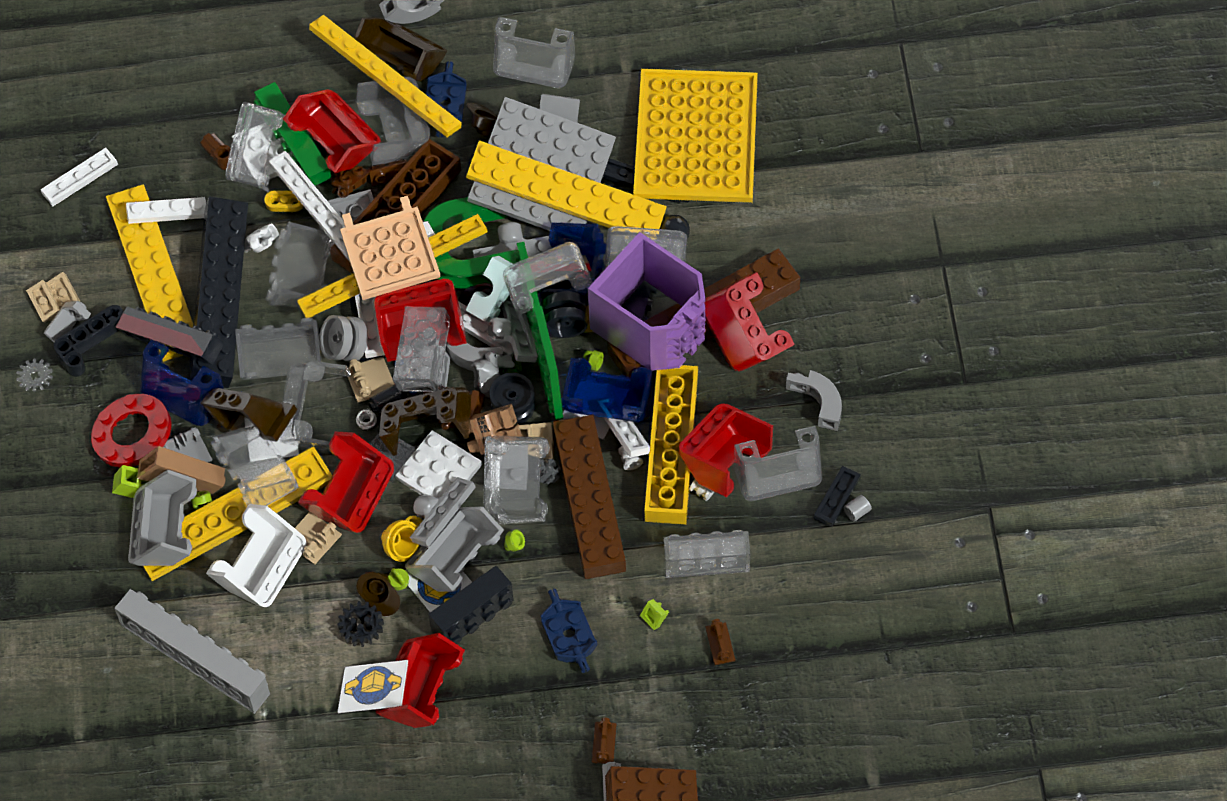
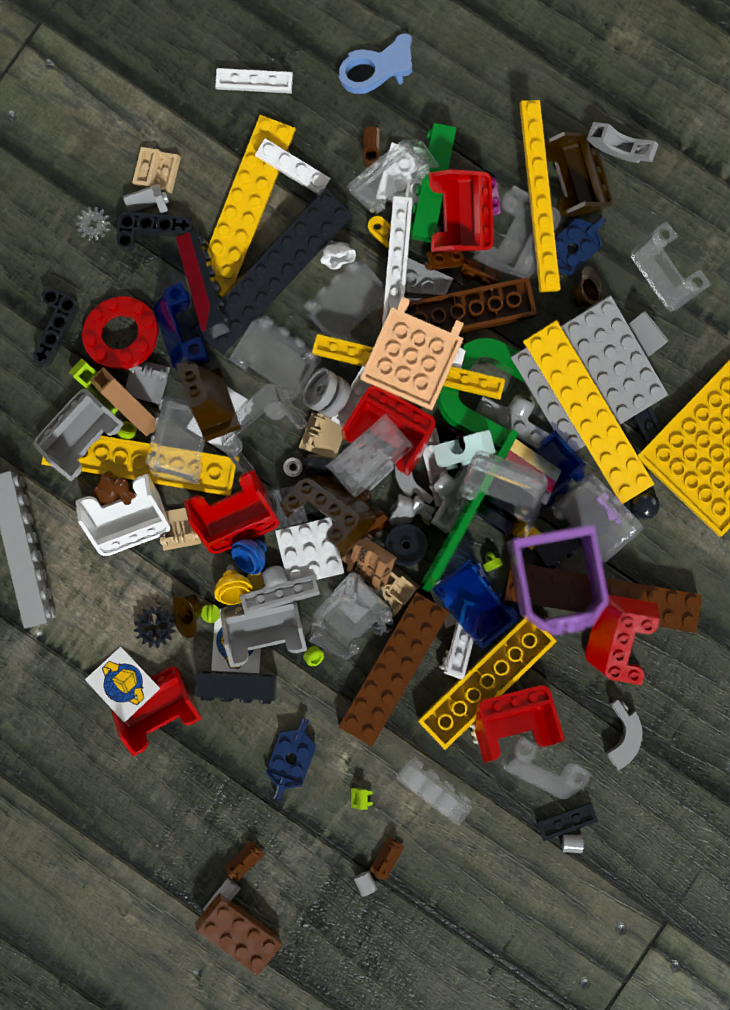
camera: 40 degrees right, 25 degrees up
(71, 472) = (51, 328): none -> black beam
(181, 81) = (391, 62): none -> medium blue animal
(227, 543) = (112, 488): none -> reddish brown animal
(386, 511) = (249, 555): none -> blue piece
(721, 674) = (365, 883): none -> light grey beam

